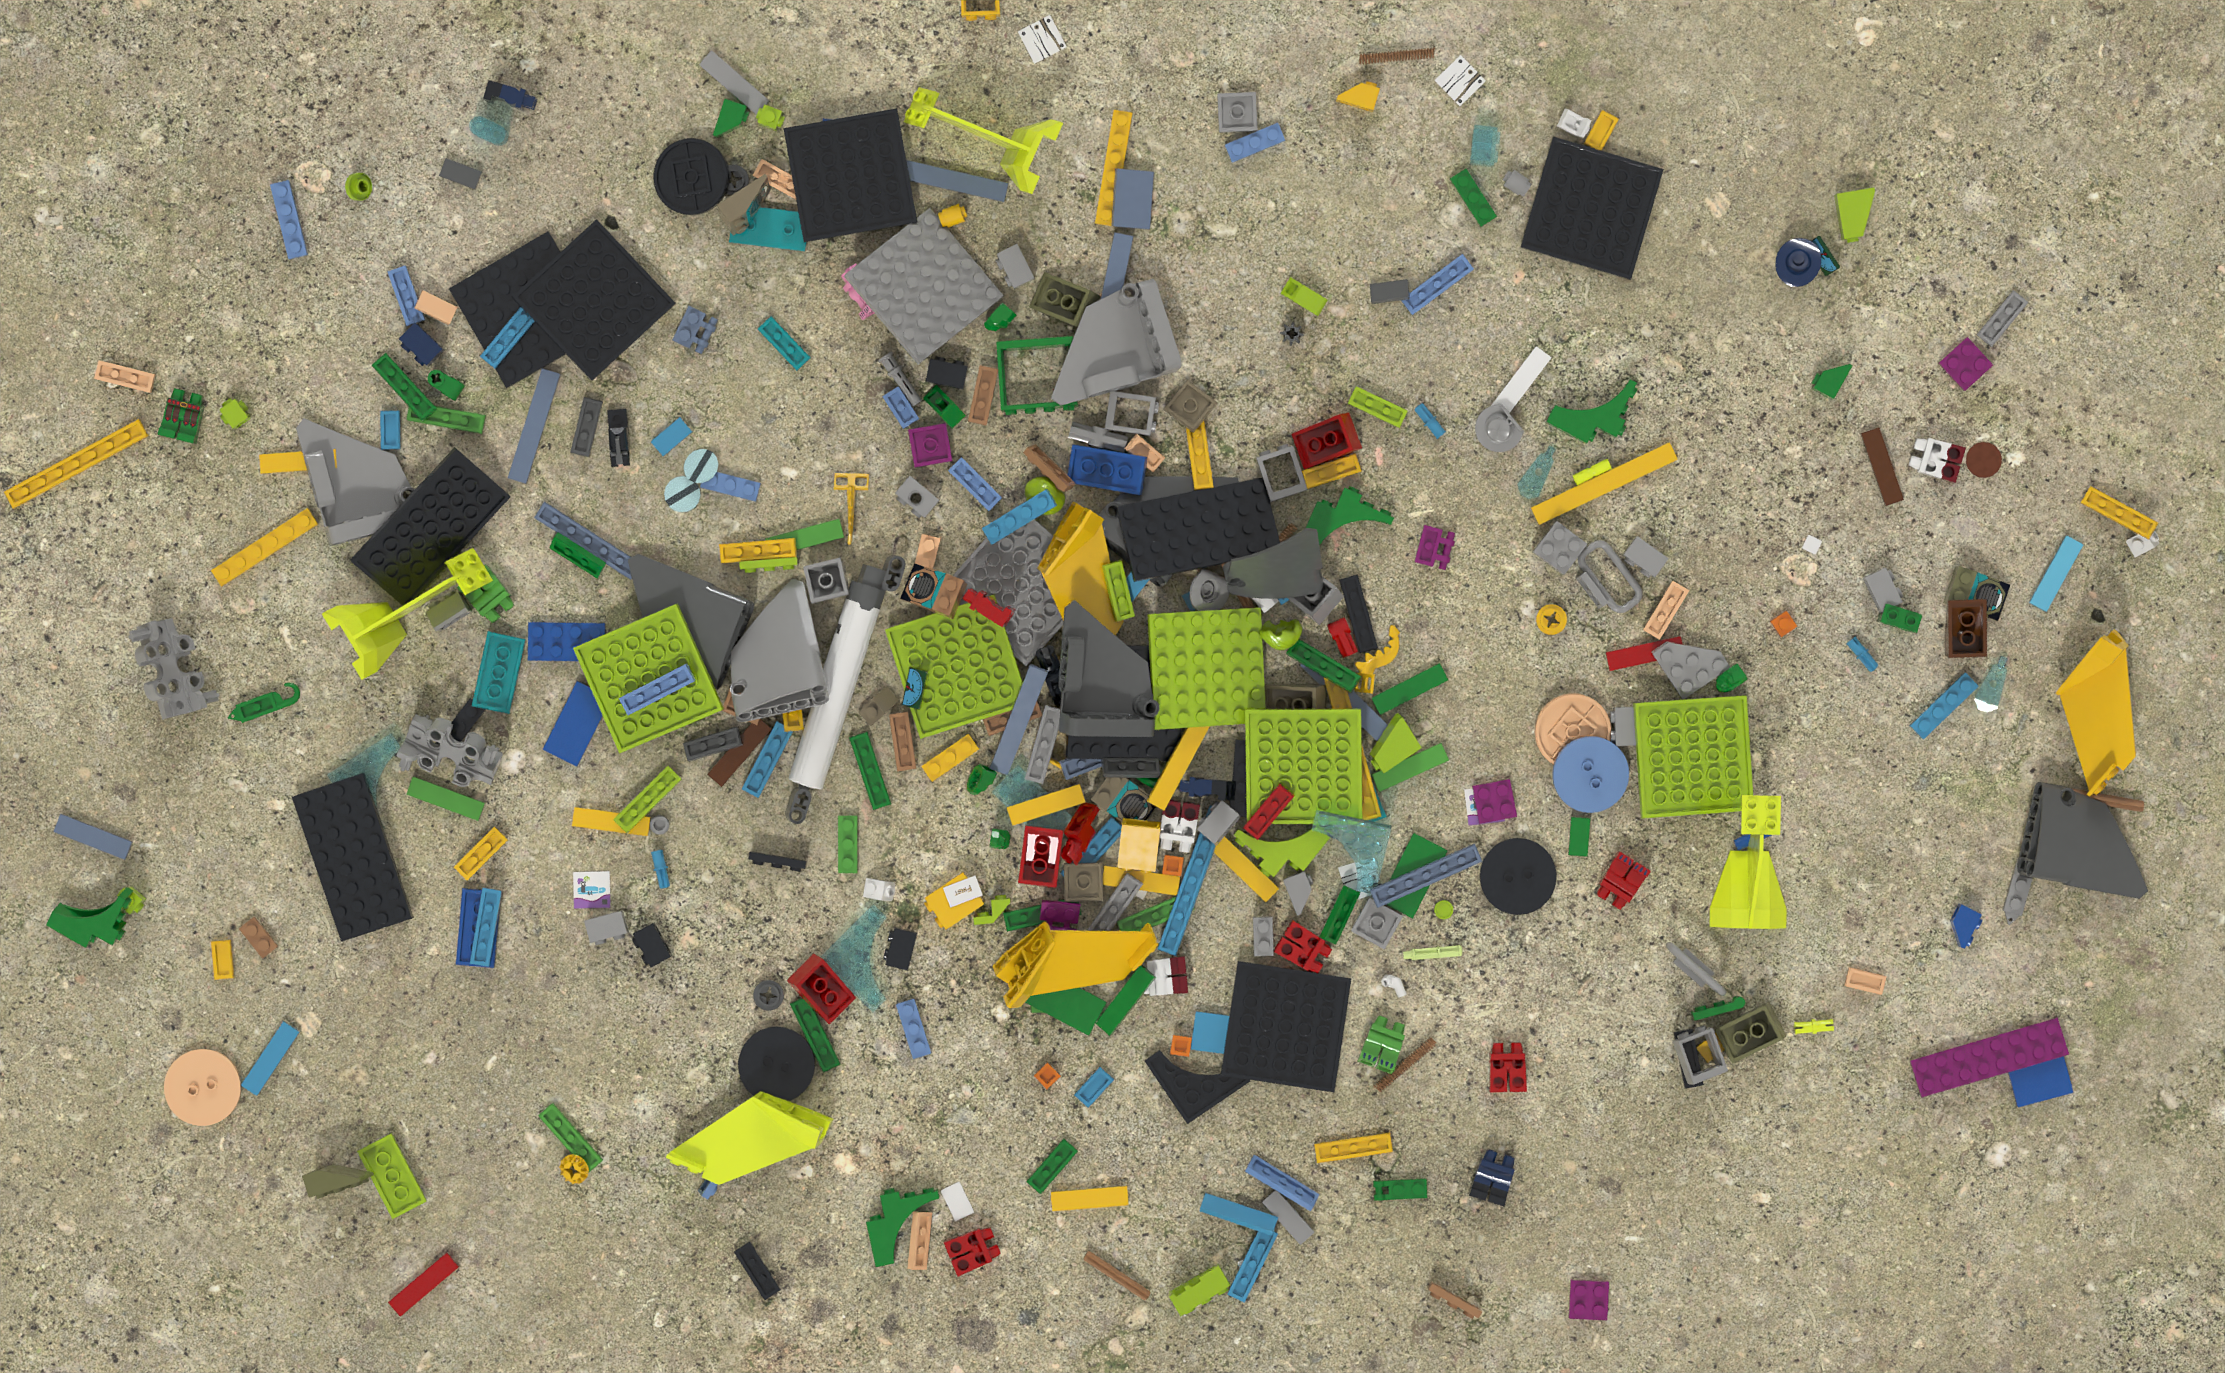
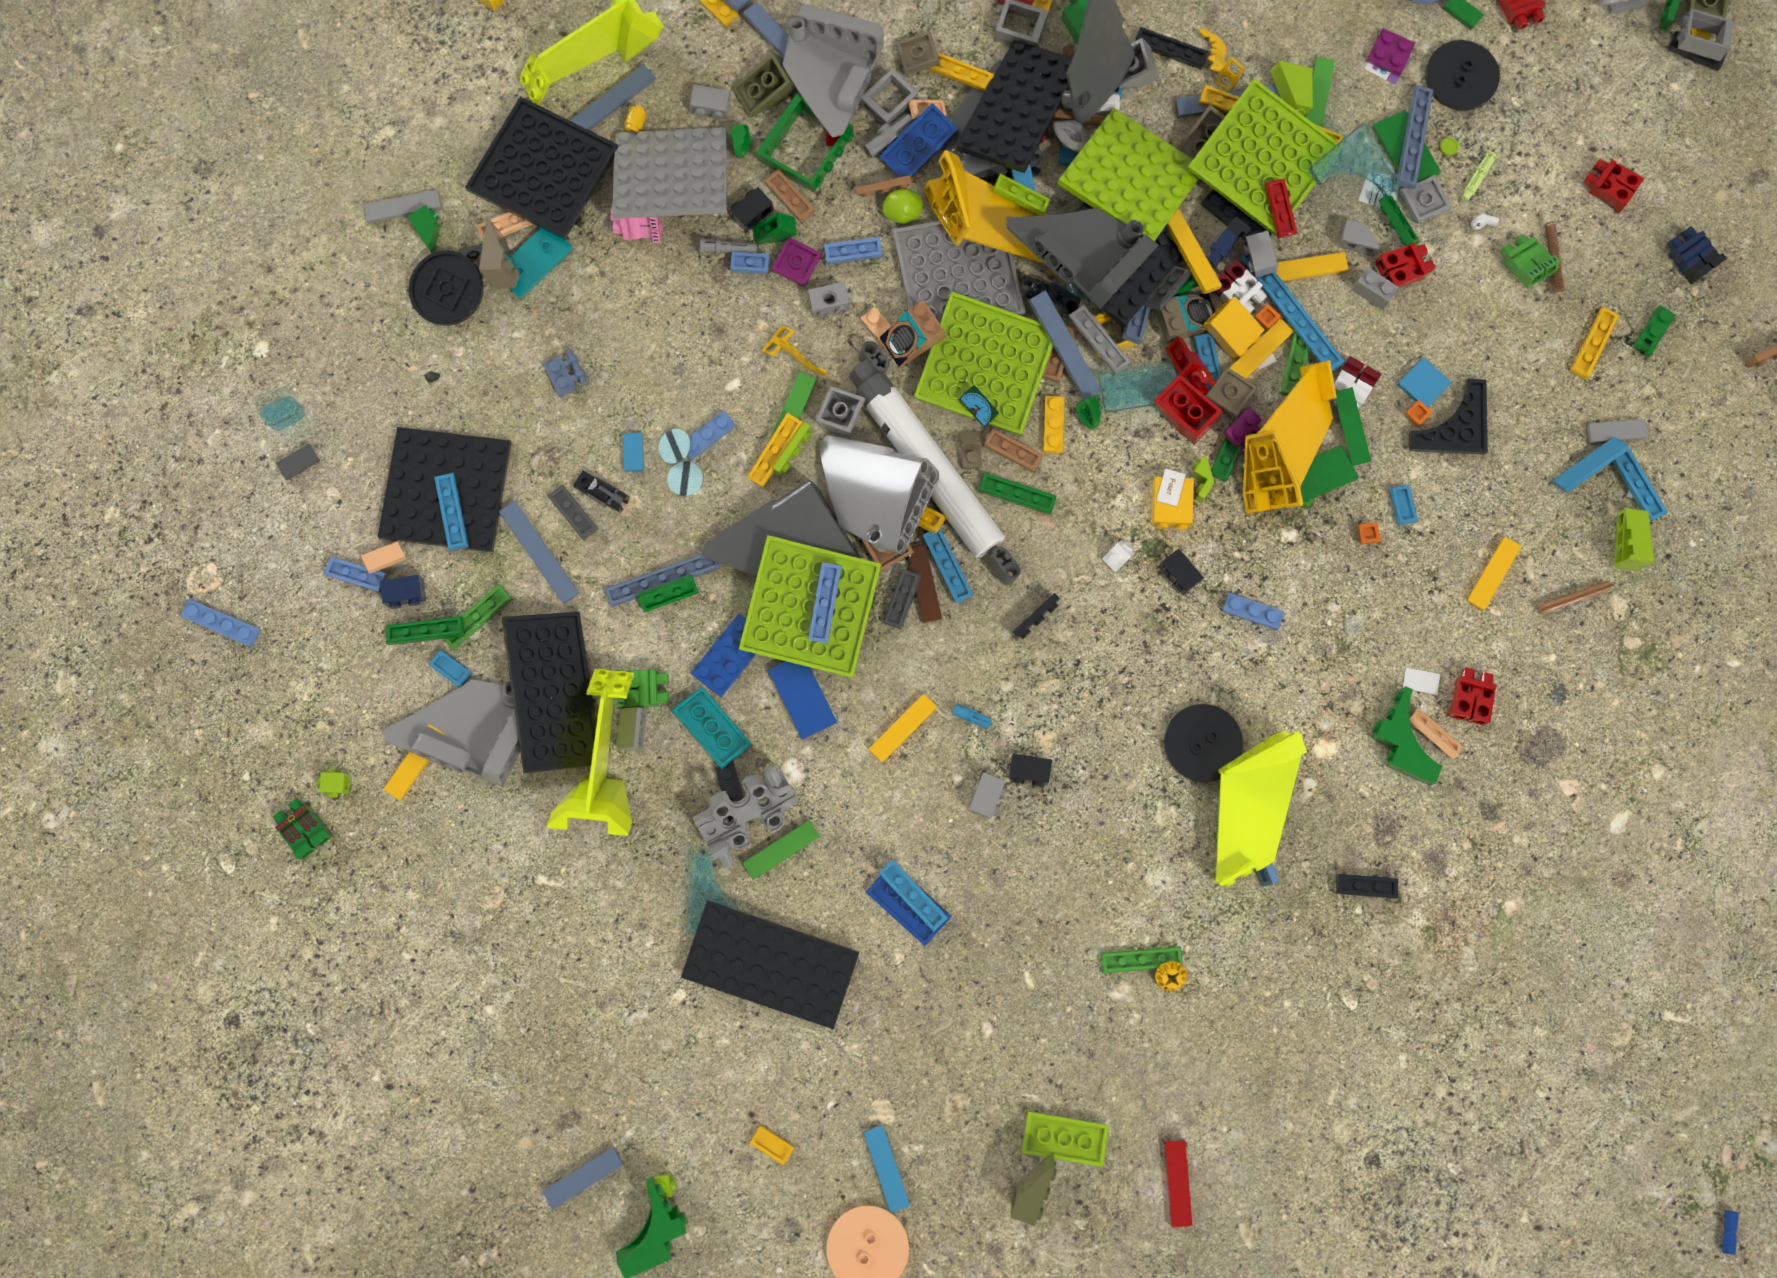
camera: 60 degrees left, 10 degrees down
(76, 463) = (267, 949): yellow tile -> none
(125, 376) = (231, 851): light nougat plate -> none
(186, 697) = (528, 999): light grey gear -> none
(258, 937) = (776, 1098): medium nougat plate -> none
(264, 547) = (461, 843): yellow plate -> none
(264, 705) = (587, 943): green plate -> none
(358, 186) = (239, 546): lime plate -> none
(448, 386) = (451, 594): green piece -> none
(480, 853) = (848, 854): yellow plate -> none
(511, 95) = (268, 375): dark blue hips -> none
(591, 889) = (946, 787): sticker -> none
(593, 300) = (477, 429): black plate -> none
(647, 799) = (907, 684): lime plate -> none
(659, 824) = (935, 691): light grey tile -> none
(761, 1001) = (1140, 697): dark grey gear -> none
(770, 117) = (450, 196): lime brick -> none
(784, 343) = (630, 314): teal tile -> none
(815, 1035) = (1200, 693): green tile -> none
(821, 988) = (1166, 658): red slope -> none
(847, 844) = (1063, 554): bright green plate -> none
(851, 958) = (1158, 617): clear light blue plate -> none
(988, 607) = (960, 295): red hips -> none
(999, 839) = (1147, 432): green rock -> none
(1019, 516) = (905, 229): dark azure plate -> none
(1046, 804) = (1148, 375): yellow tile -> none
(1052, 1166) = (1445, 584): green tile -> none
(1116, 904) = (1266, 379): light grey tile -> none
(1275, 854) = (1325, 218): lime arch -> none
(1281, 635) = (1147, 108): lime piece -> none
(1282, 1182) = (1587, 414): medium blue plate -> none
(1285, 1026) = (1461, 322): black plate -> none
(1324, 665) = (1194, 94): green tile -> none
(1341, 634) = (1176, 68): red piece -> none
(1409, 688) = (1257, 49): green tile -> none

